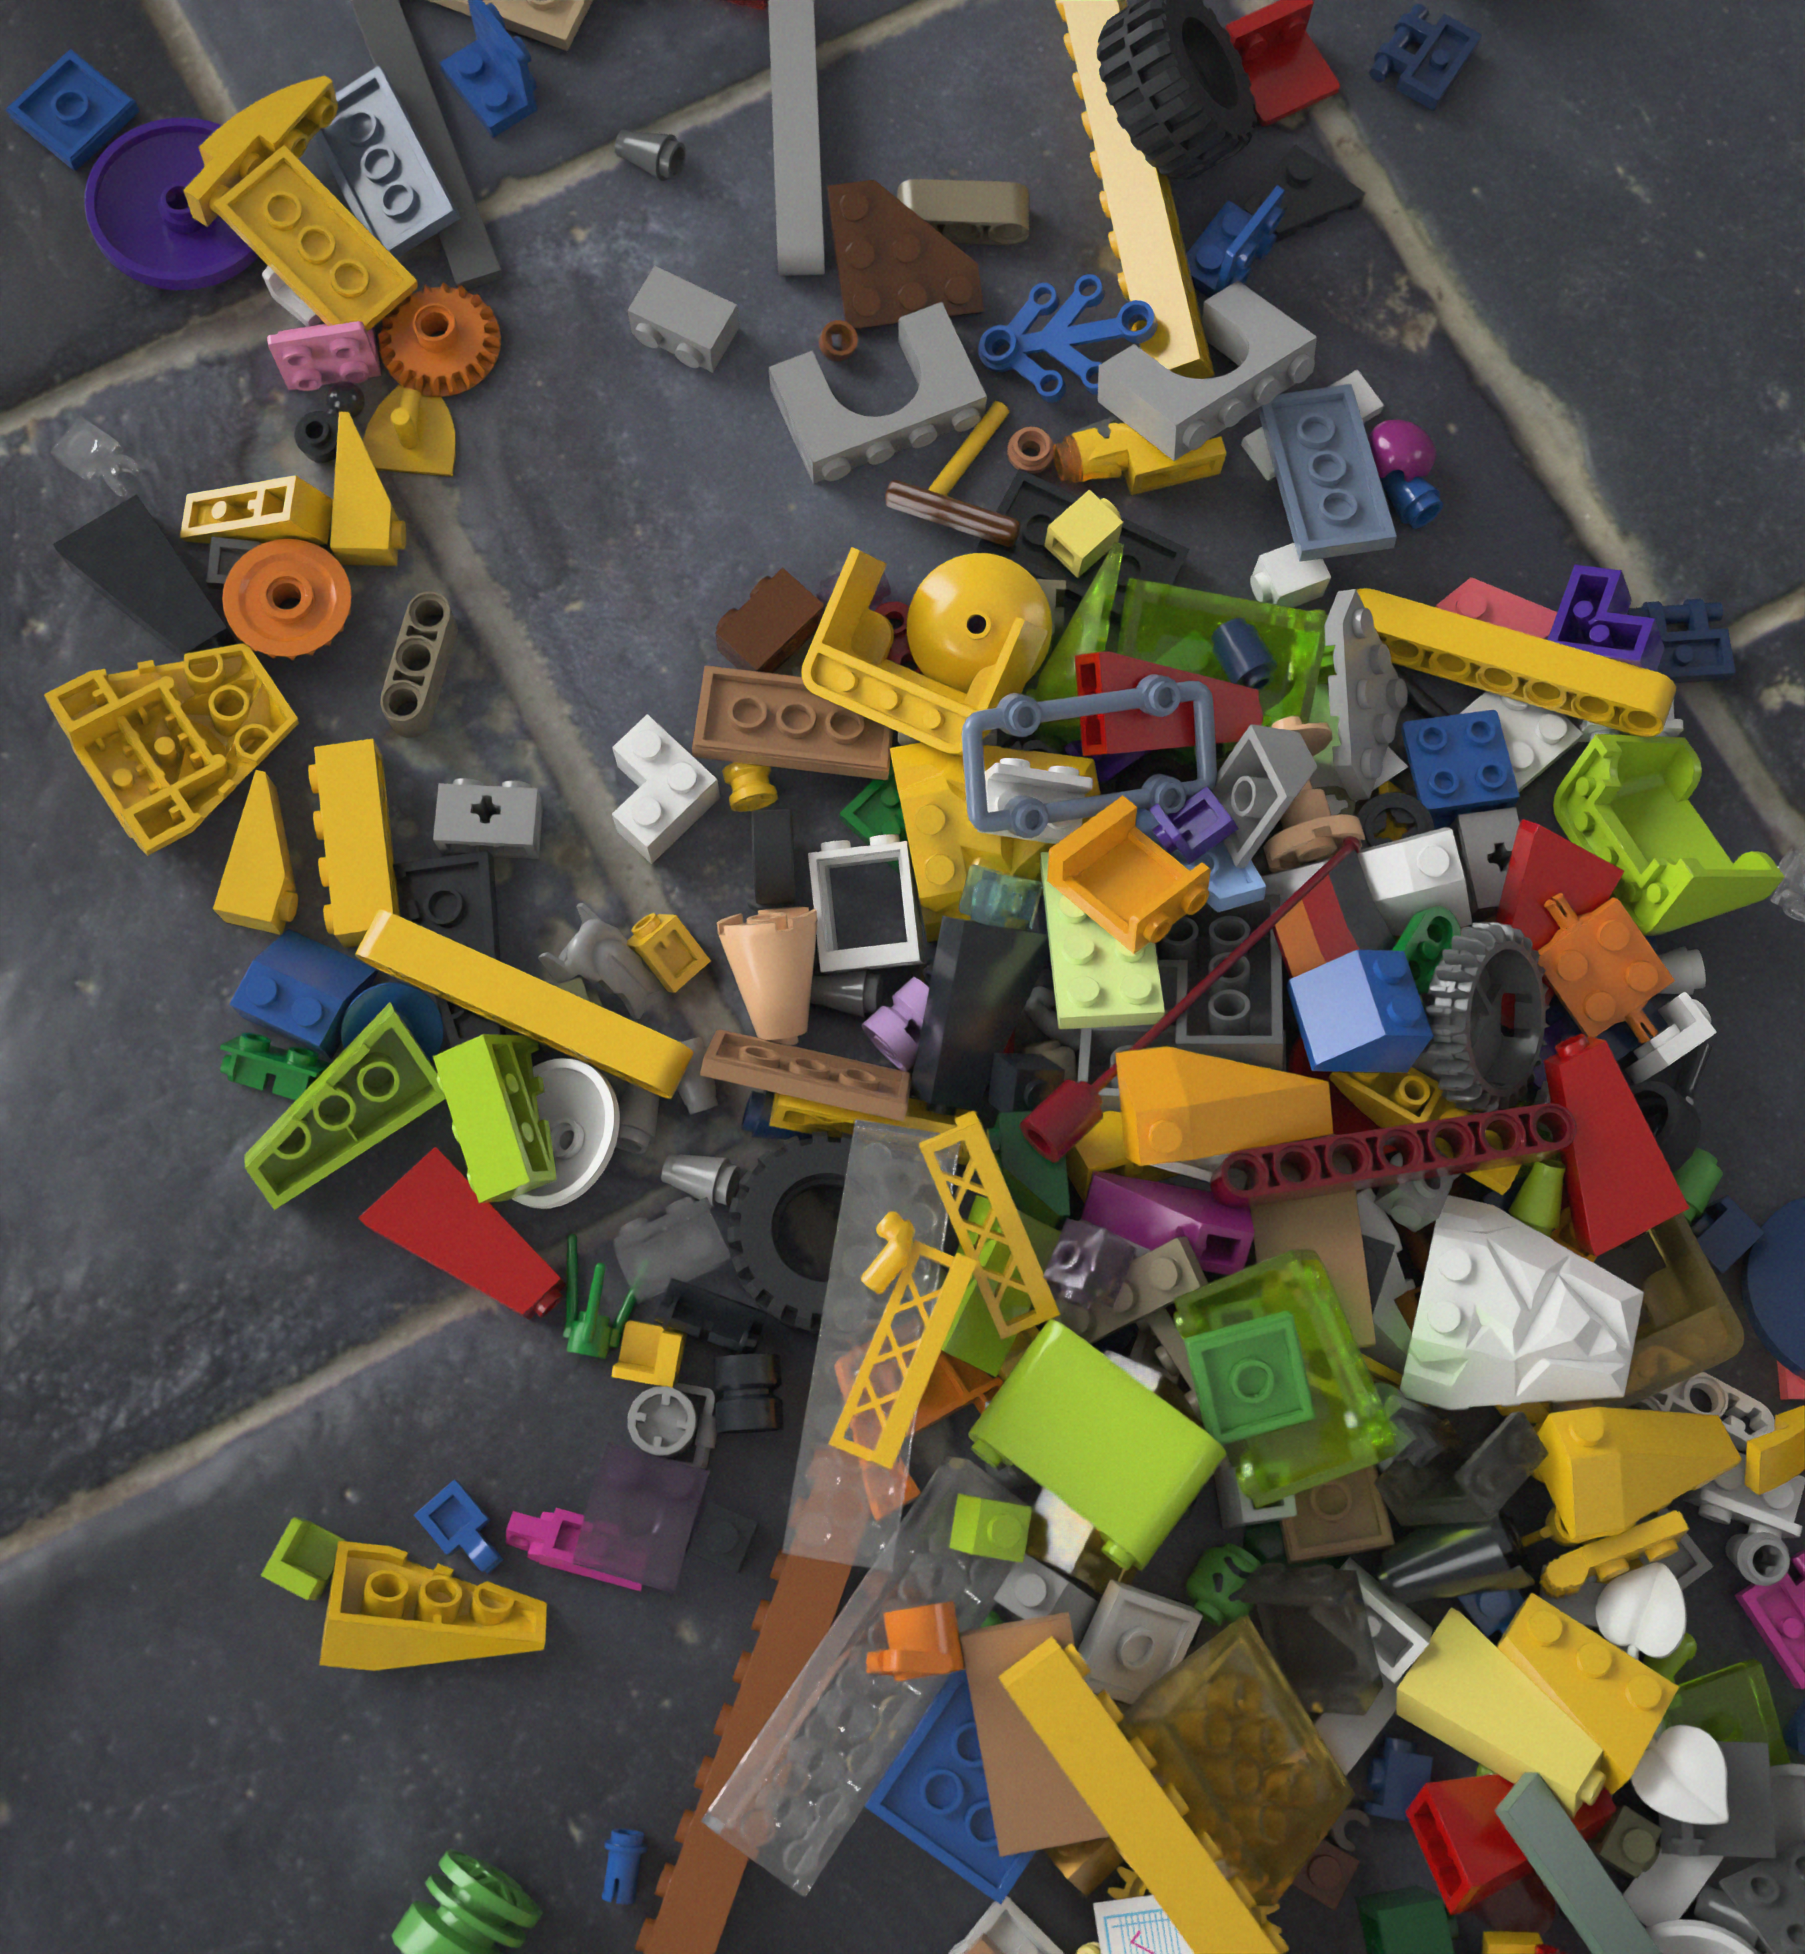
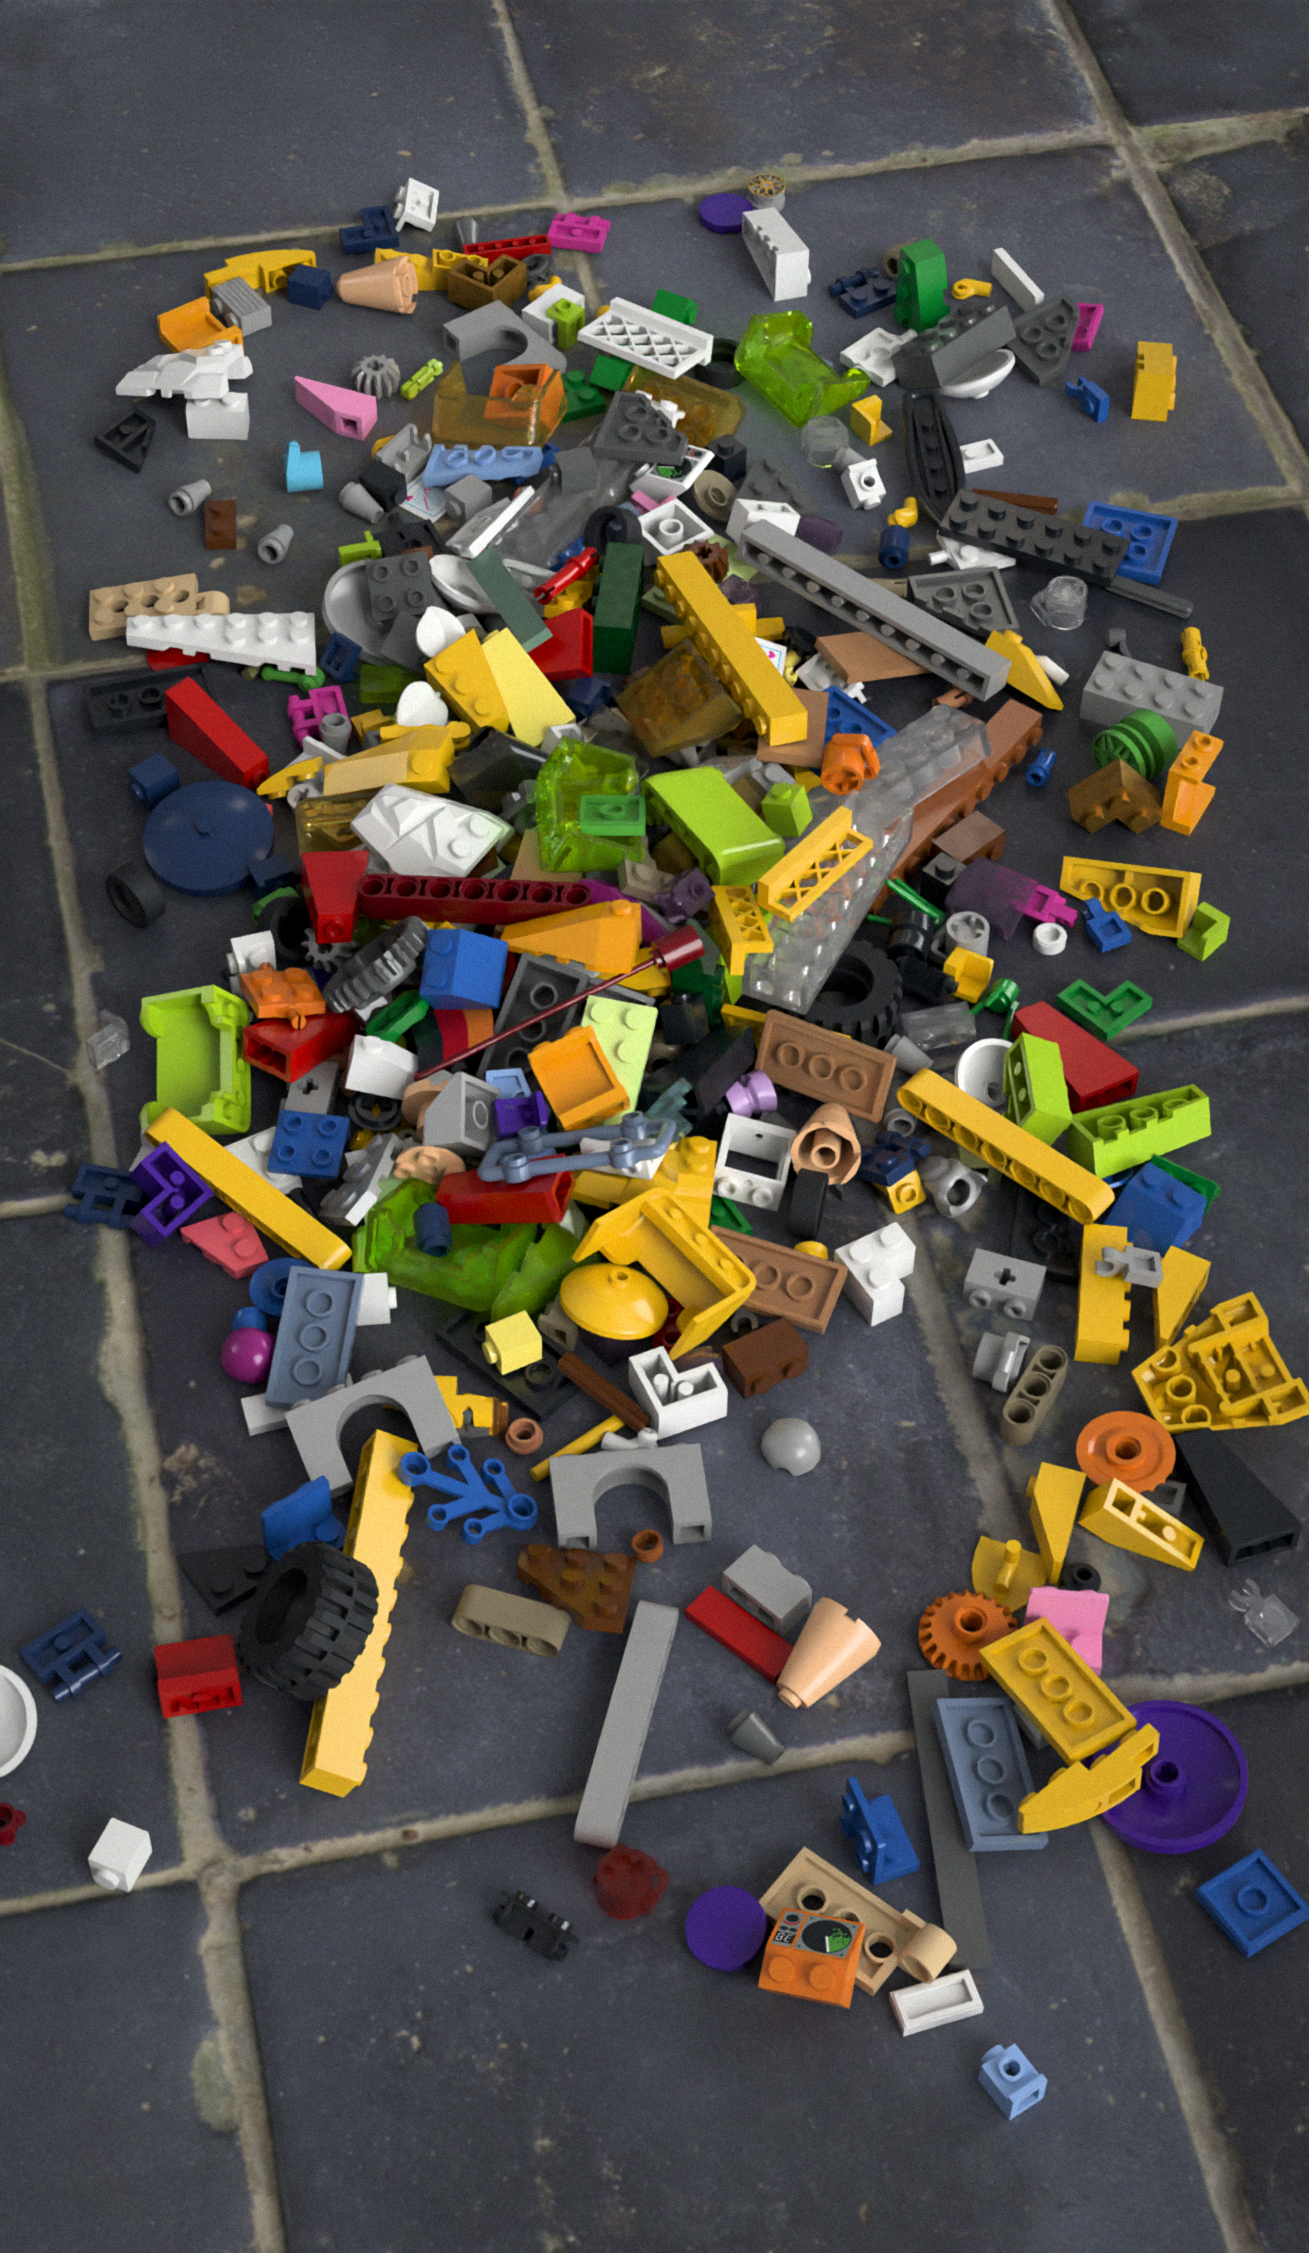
camera: 160 degrees left, 25 degrees down
(308, 857) = (1136, 1264): none -> light grey plate
(358, 1864) = (1184, 792): none -> light orange panel
(429, 1346) = (1103, 1014): none -> green plate
(468, 694) = (1001, 1360): none -> light grey piece
(481, 1797) = (1114, 794): none -> pearl gold brick
(542, 1487) = (1049, 938): none -> white tile
(591, 252) = (825, 1654): none -> light nougat cone
(694, 958) = (891, 1158): none -> dark blue plate
(702, 1631) = (970, 839): none -> reddish brown brick
(703, 268) = (739, 1633): none -> red tile
(706, 523) = (791, 1445): none -> light grey hair
(738, 1454) = (914, 899): none -> green plant
(869, 520) = (676, 1399): none -> white brick
(894, 1255) = (799, 918): yellow arm -> none
(902, 469) = (646, 1438): none -> white arm
(1414, 553) = (270, 1284): none -> blue dish
(1714, 1619) = (369, 722): none -> yellow bracket

